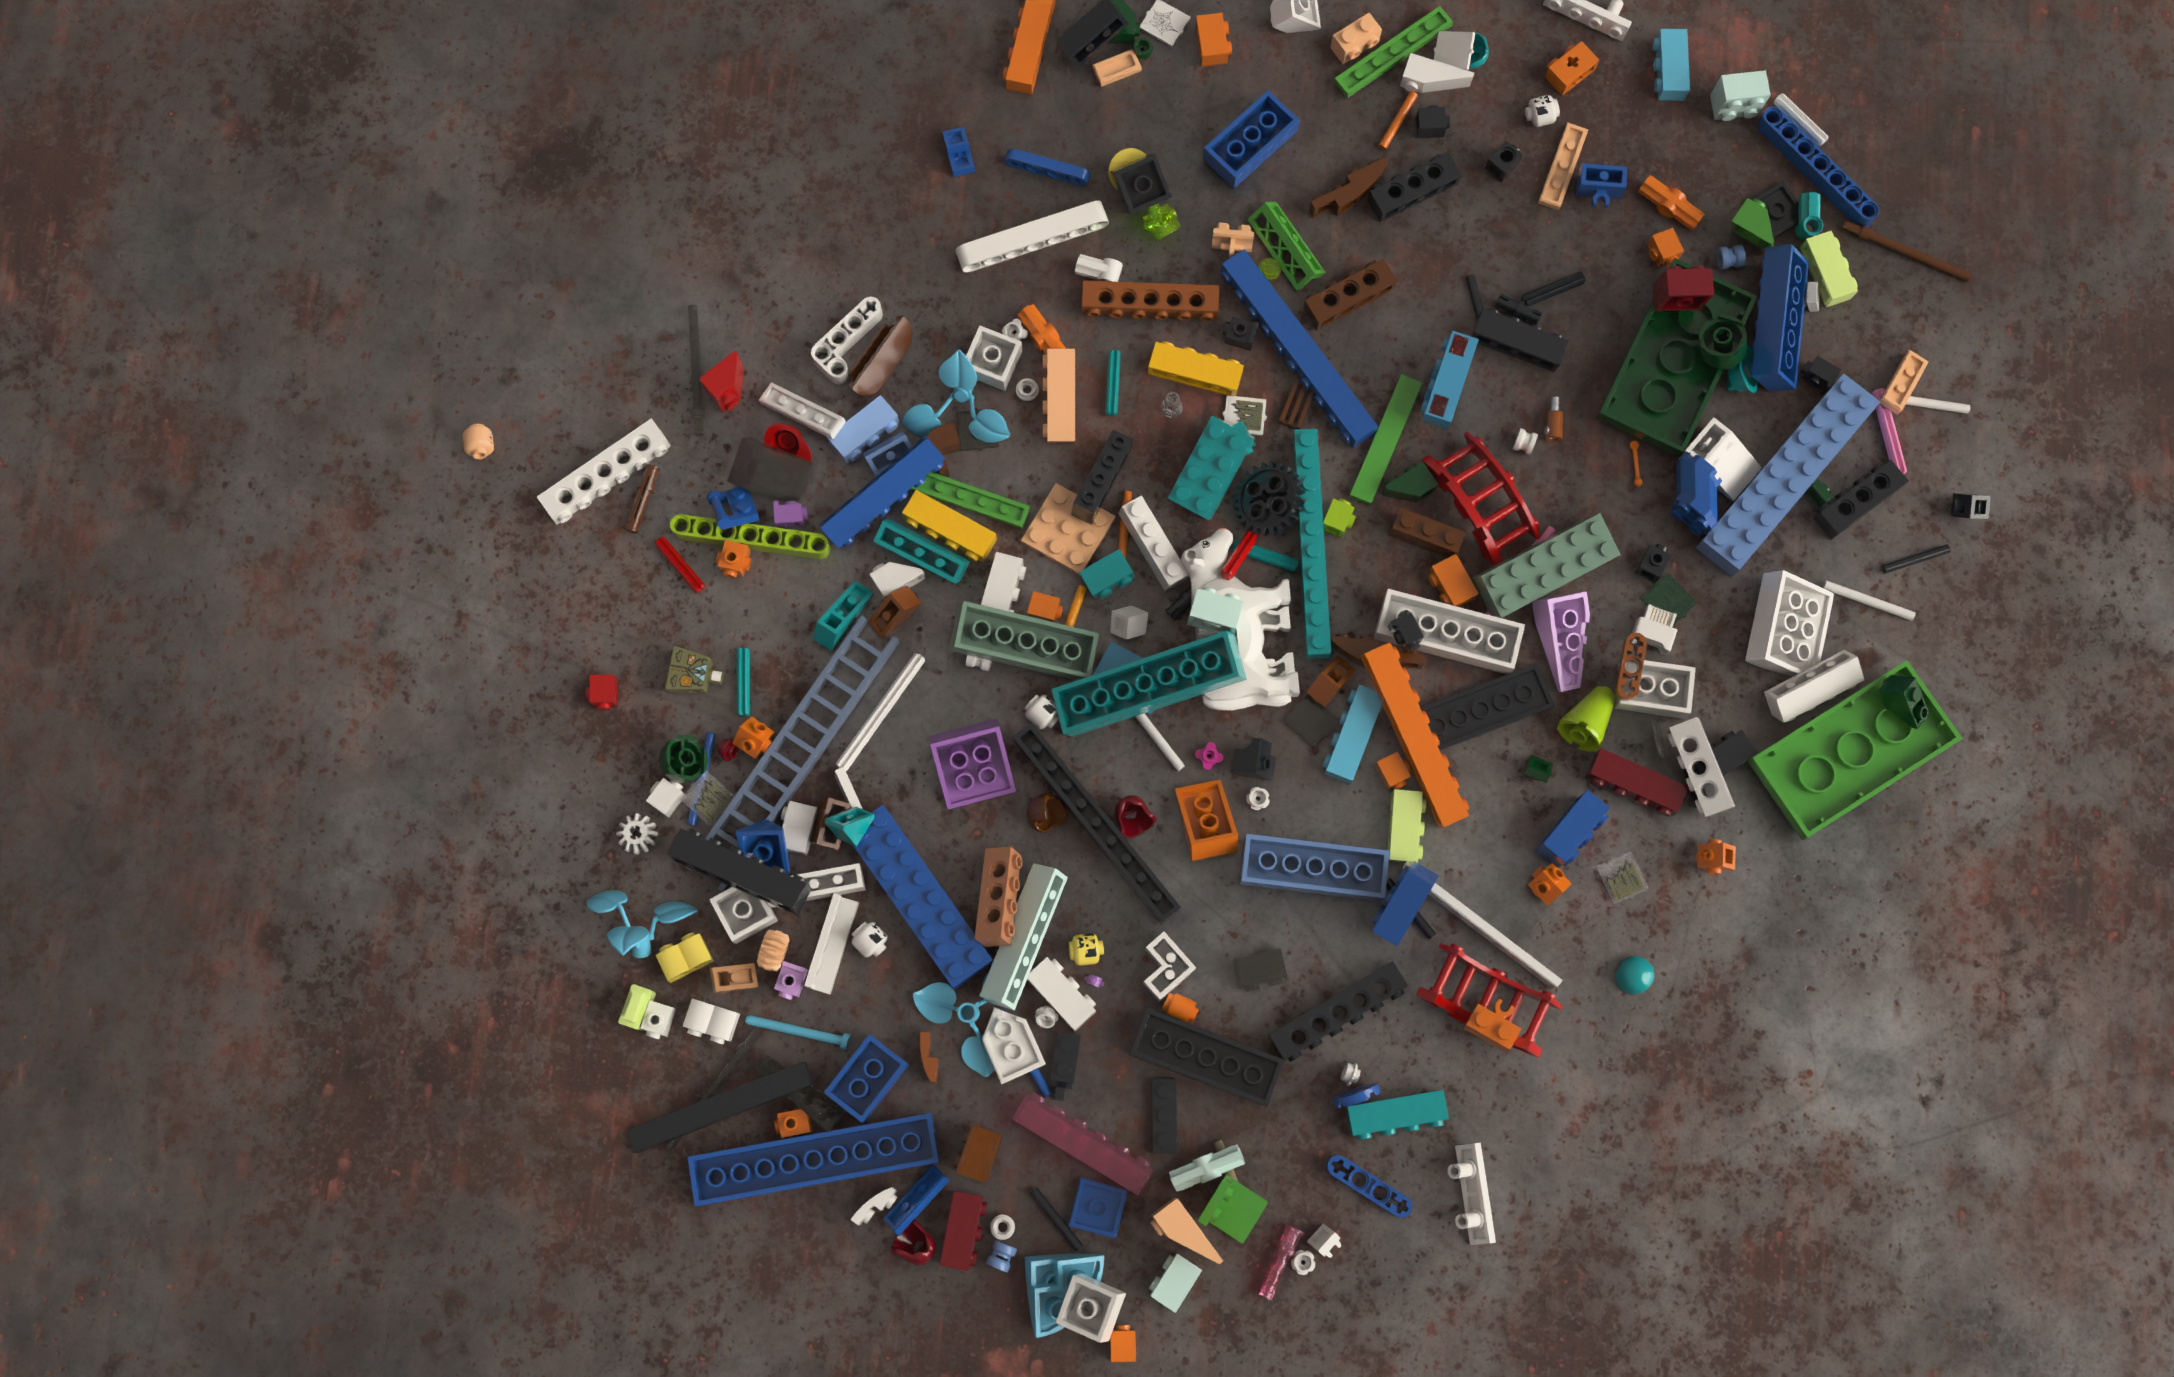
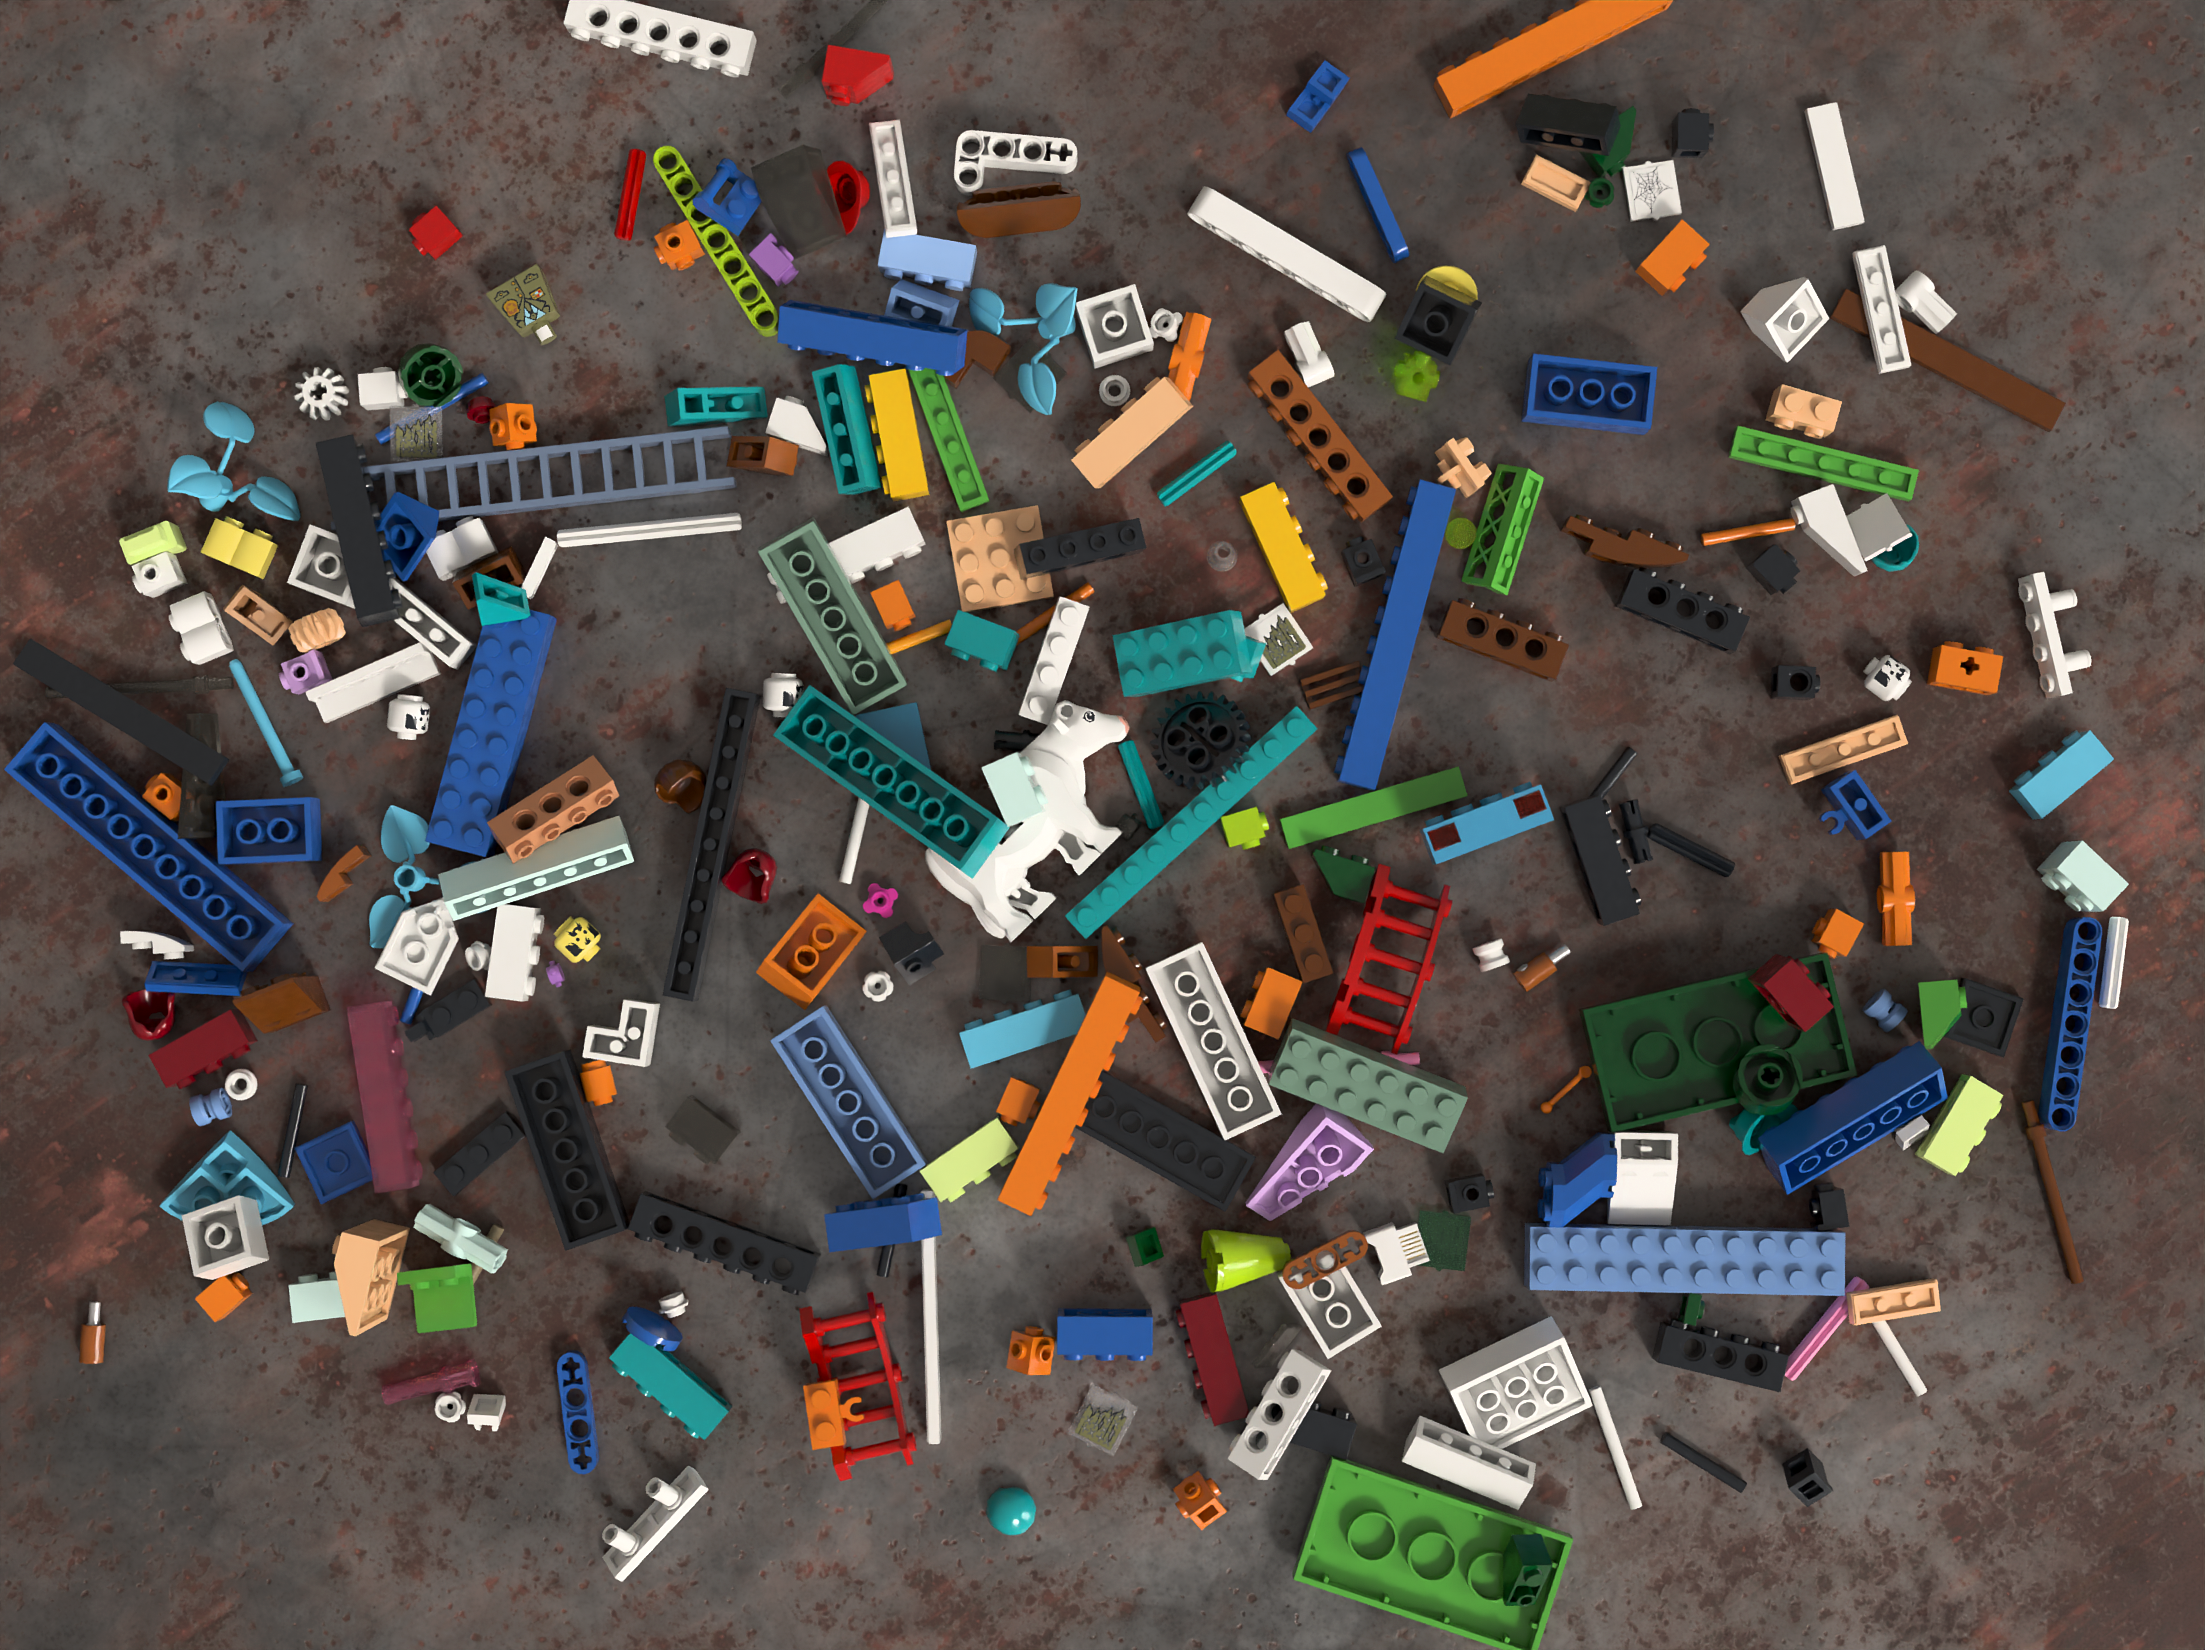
camera: 50 degrees right, 10 degrees up
(650, 473) = (665, 95): reddish brown pin -> none
(743, 681) = (563, 364): teal axle -> none
(972, 763) = (672, 667): medium lavender slope -> none
(1129, 622) = (951, 703): white panel -> none
(1238, 555) = (1110, 759): red axle -> none
(1406, 632) = (1166, 1001): black brick -> none
(1809, 214) = (2005, 1055): teal piece -> none

